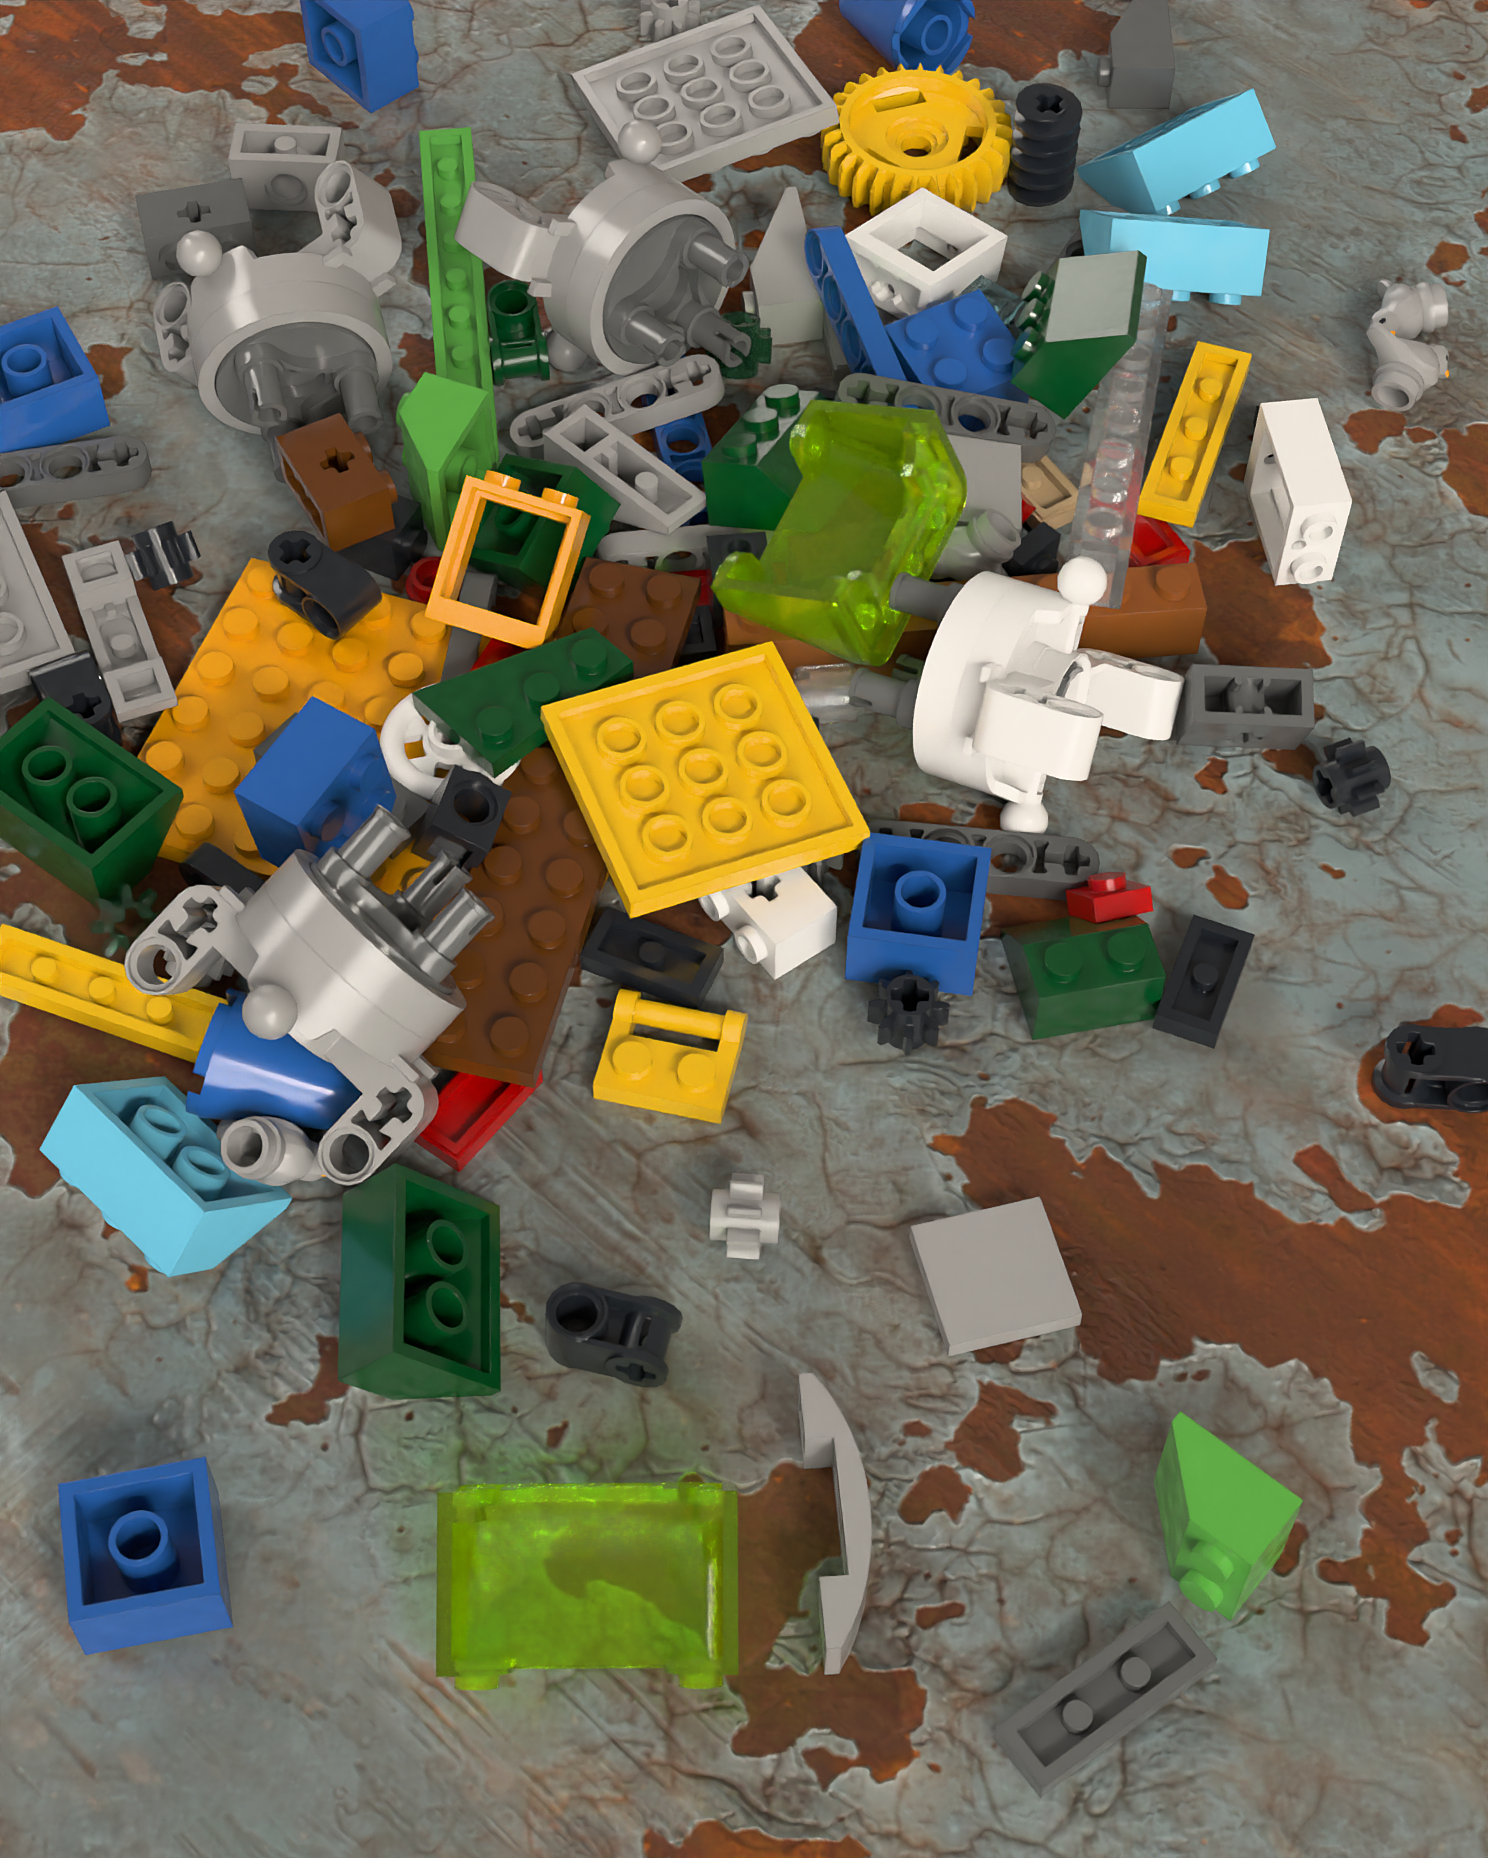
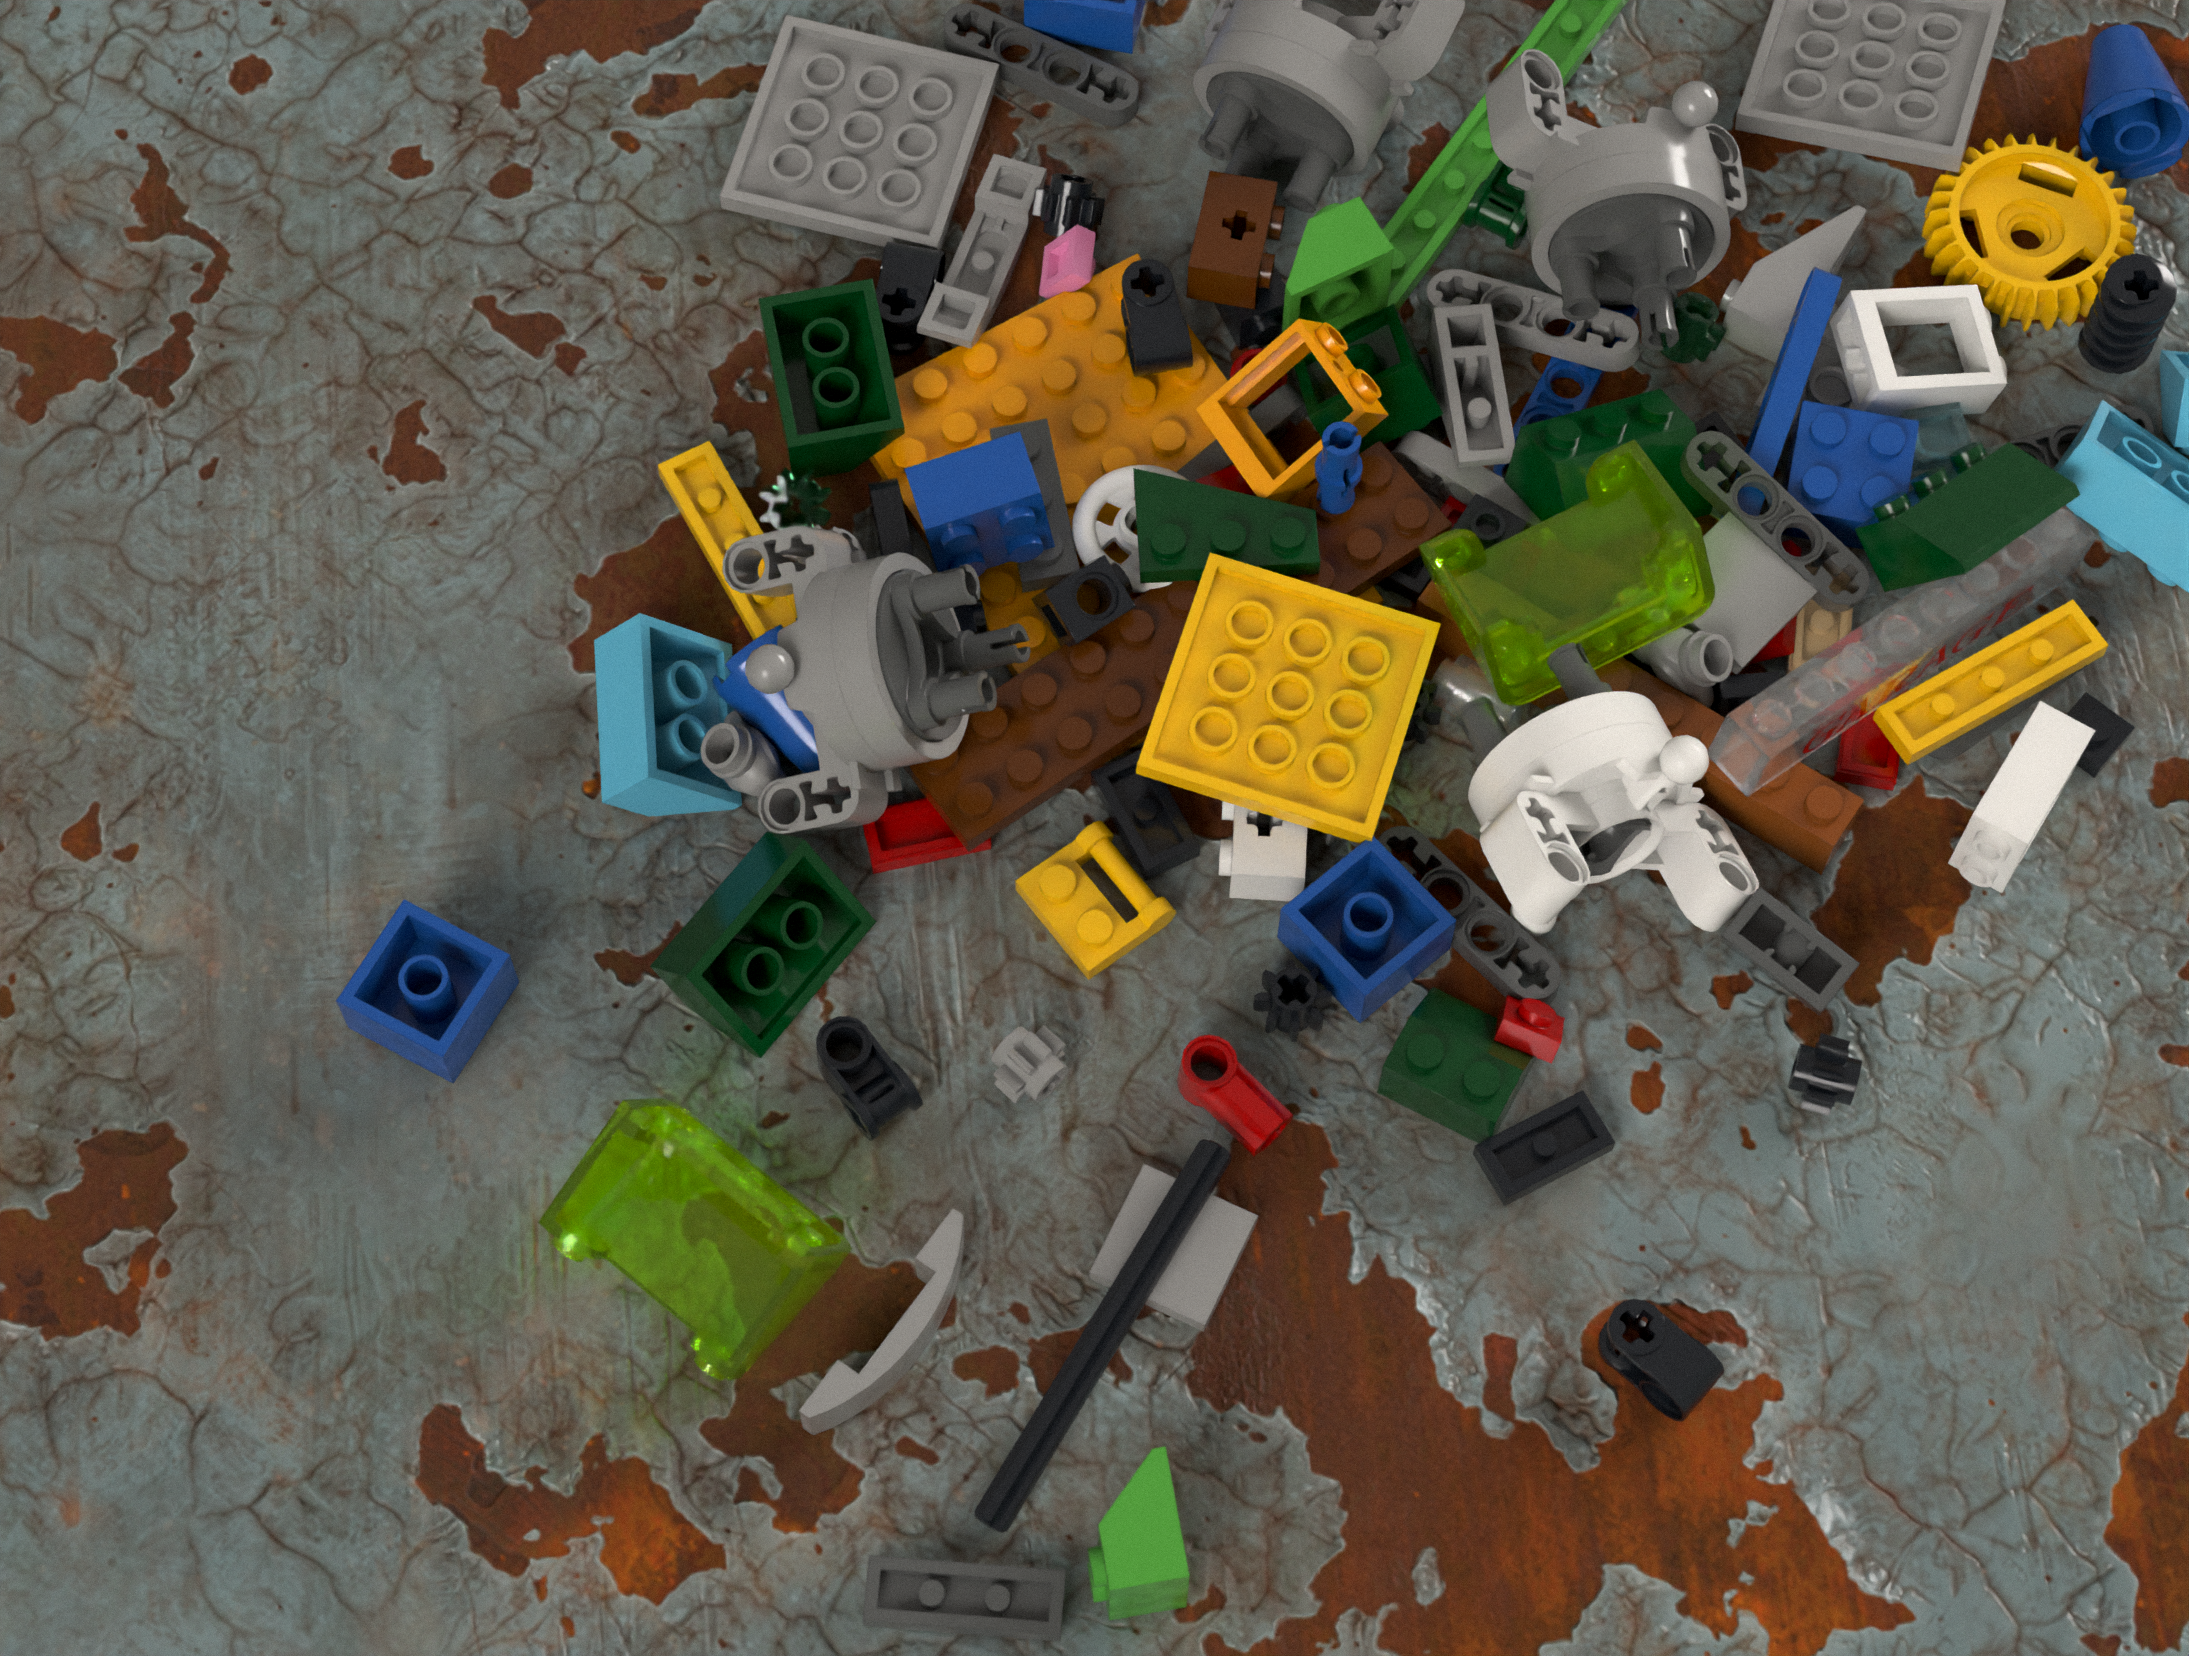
camera: 40 degrees right, 10 degrees up
(199, 597) = (1068, 262): none -> bright pink plate
(590, 573) = (1338, 467): none -> blue pin
(930, 1121) = (1235, 1098): none -> red piece
(1016, 1392) = (1102, 1336): none -> black axle

